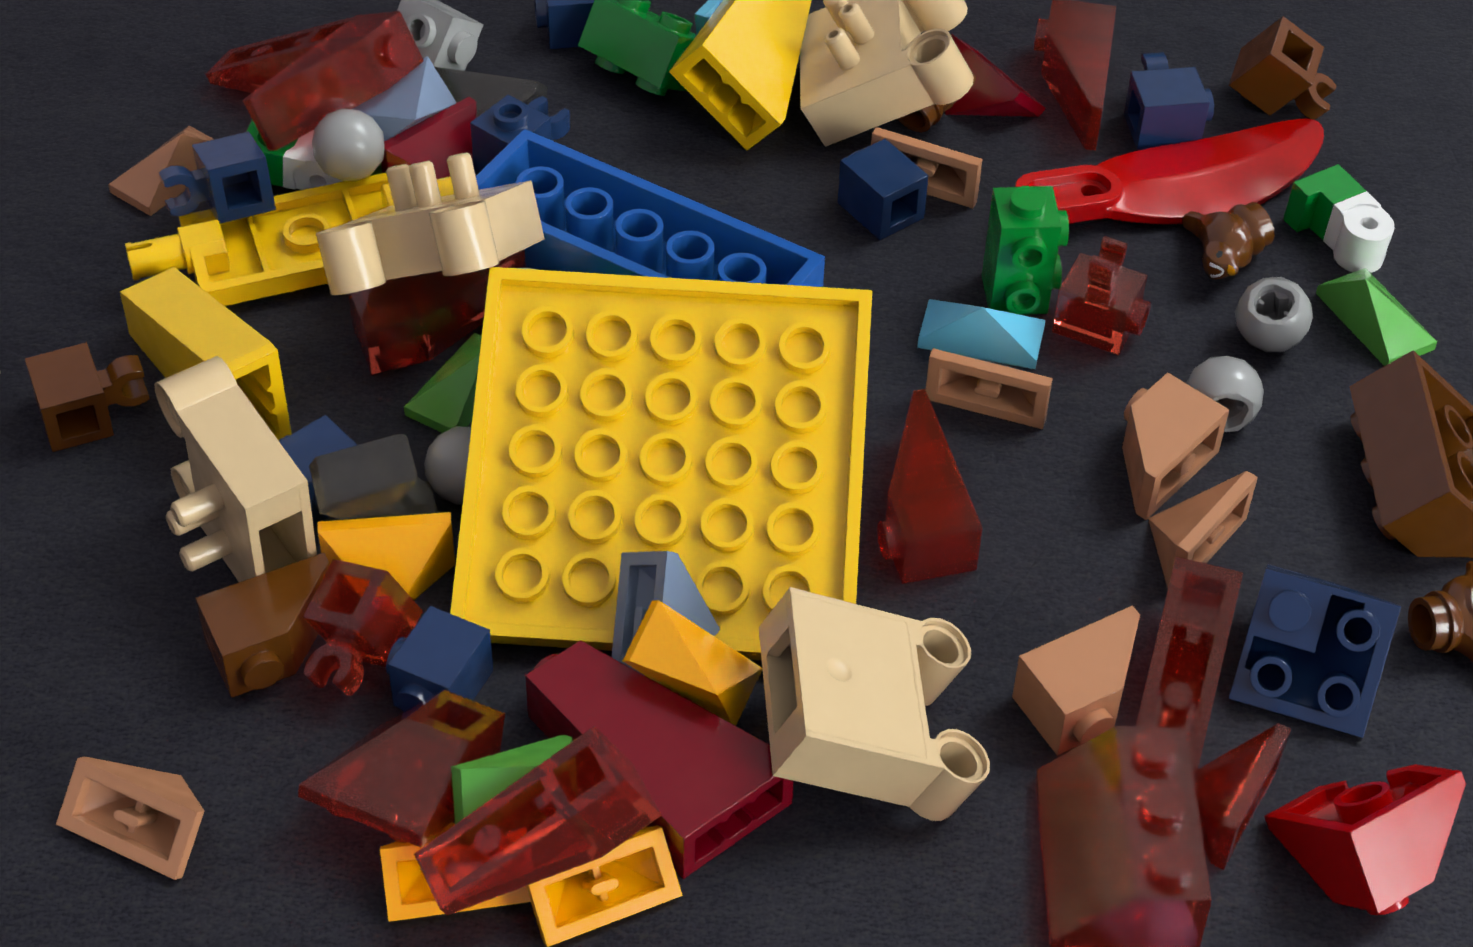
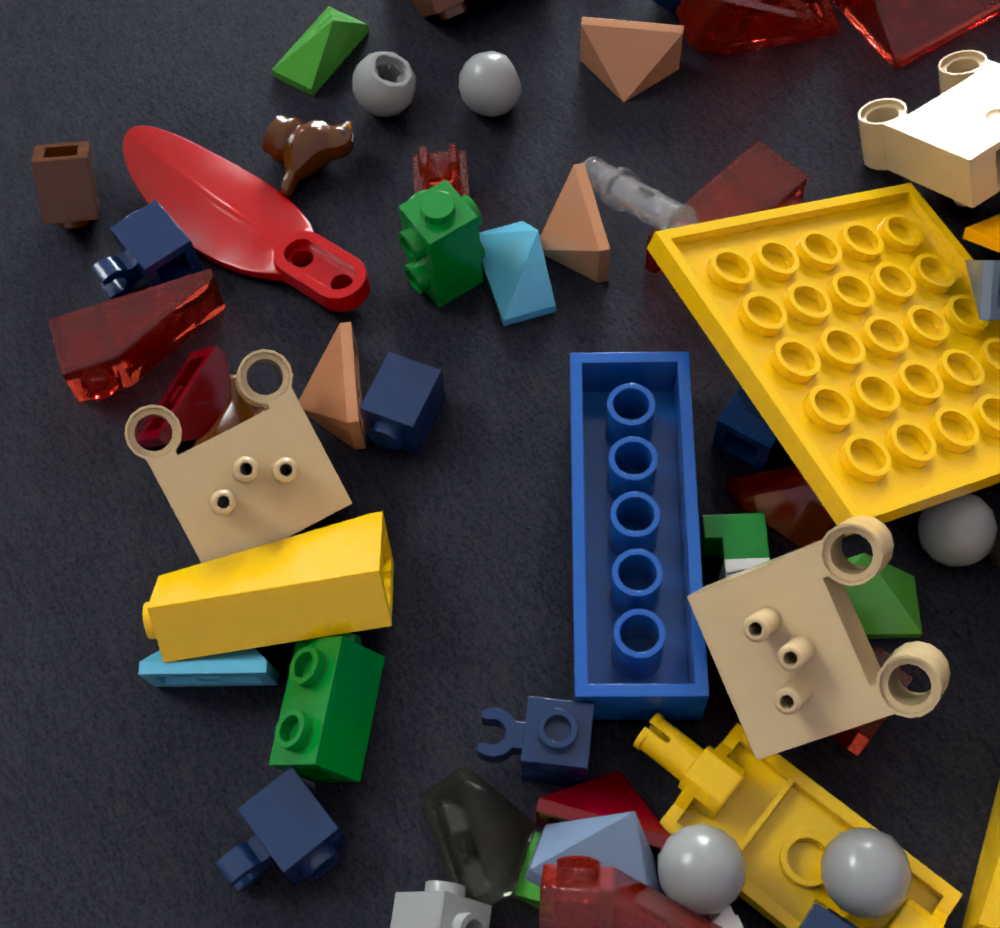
camera: 115 degrees left, 15 degrees up
(262, 222) = (866, 872): none -> light grey piece
(1000, 411) = (623, 190): none -> clear pin
(1077, 681) = (815, 56): nougat slope -> none
(1168, 440) = (567, 97): nougat slope -> none
(1342, 217) = (229, 90): leg -> none

